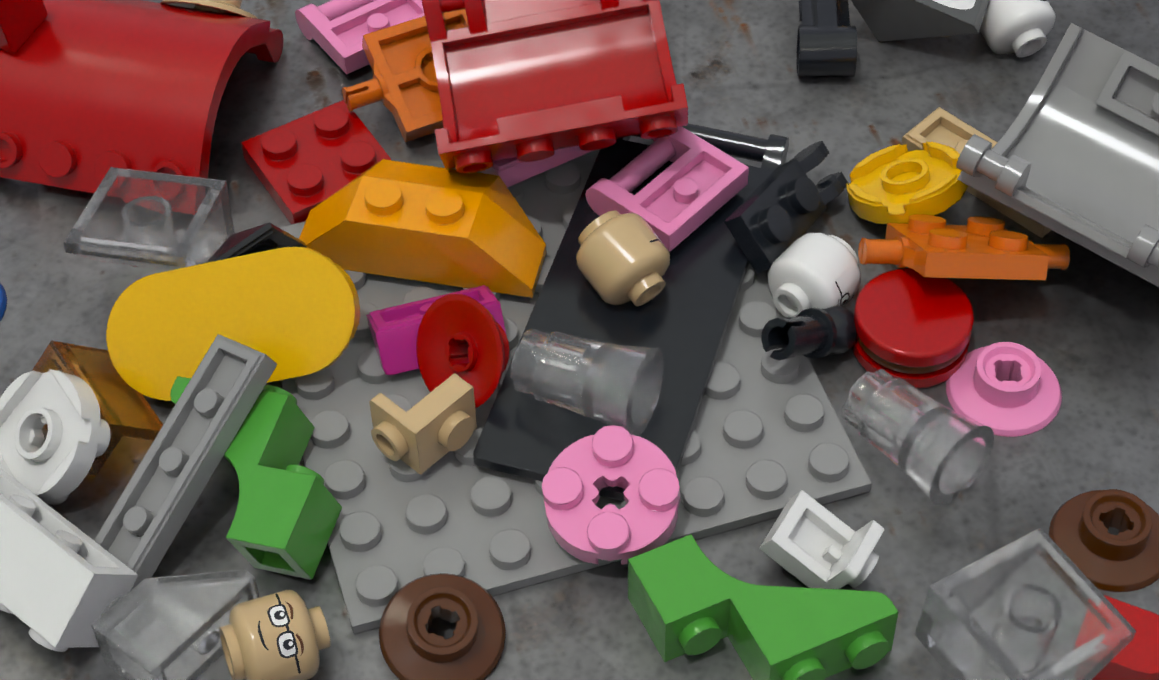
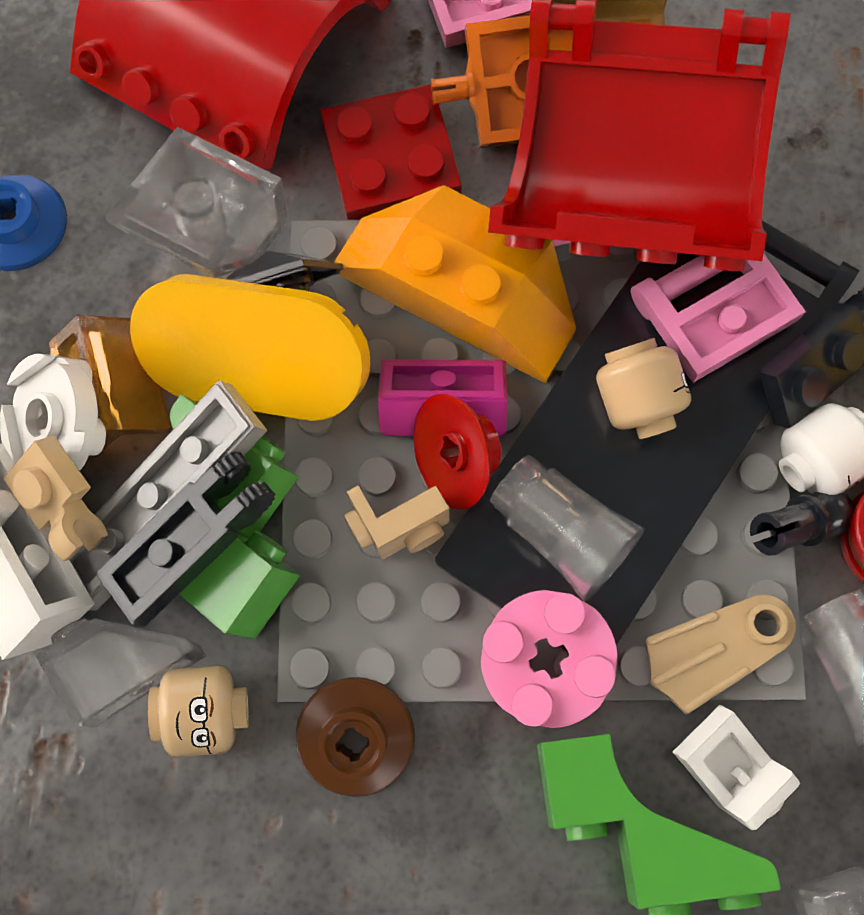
camera: 20 degrees right, 25 degrees up
(67, 484) = (52, 494): none -> tan plate
(220, 476) = (183, 539): none -> hinge
(770, 458) = (716, 650): none -> tan piece

